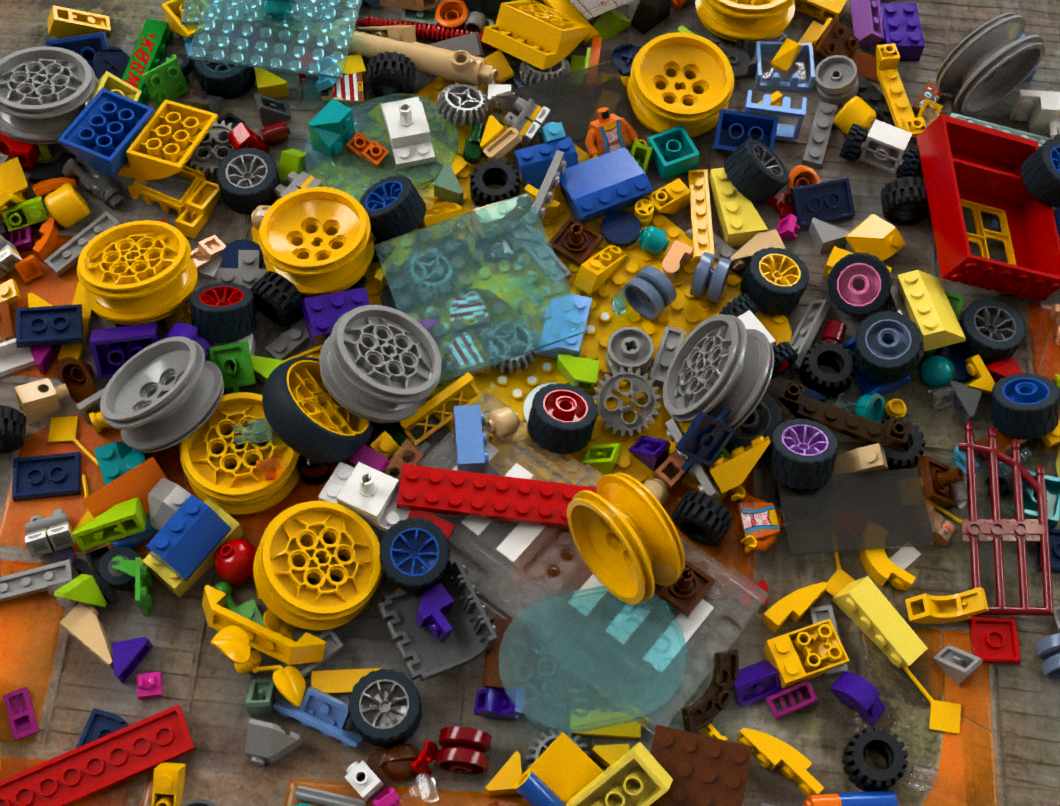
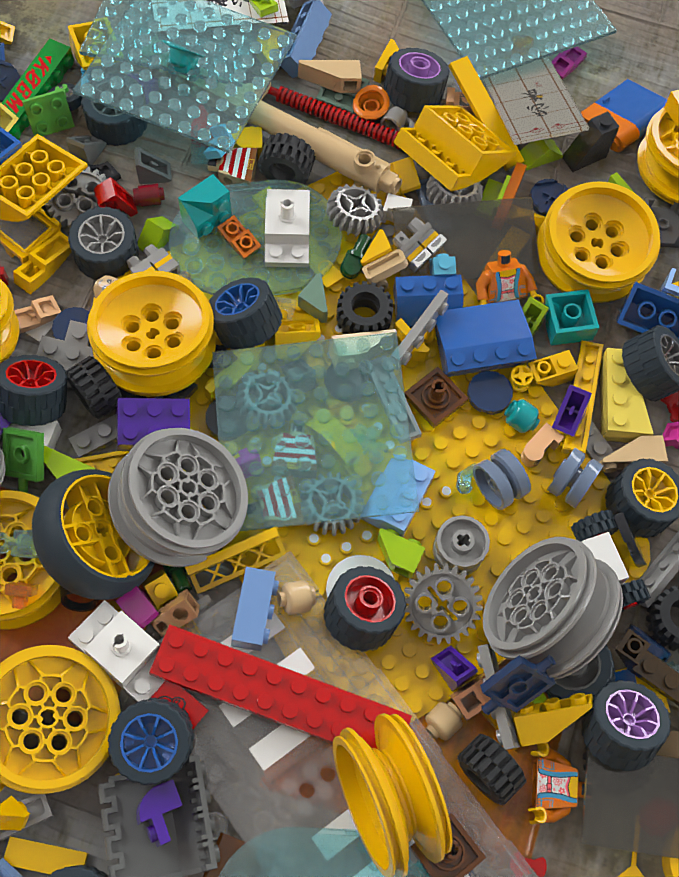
camera: 10 degrees right, 5 degrees up
(270, 84) = (158, 141): yellow slope -> none
(397, 32) = (308, 113): tan slope -> none
(468, 42) = (379, 143): light grey slope -> none
(599, 268) = (453, 434): yellow slope -> none
(603, 457) = (398, 662): lime slope -> none
(669, 344) = (503, 554): light grey plate -> none
(694, 223) = (572, 410): none -> dark purple slope
(769, 316) = (629, 539): none -> black tile

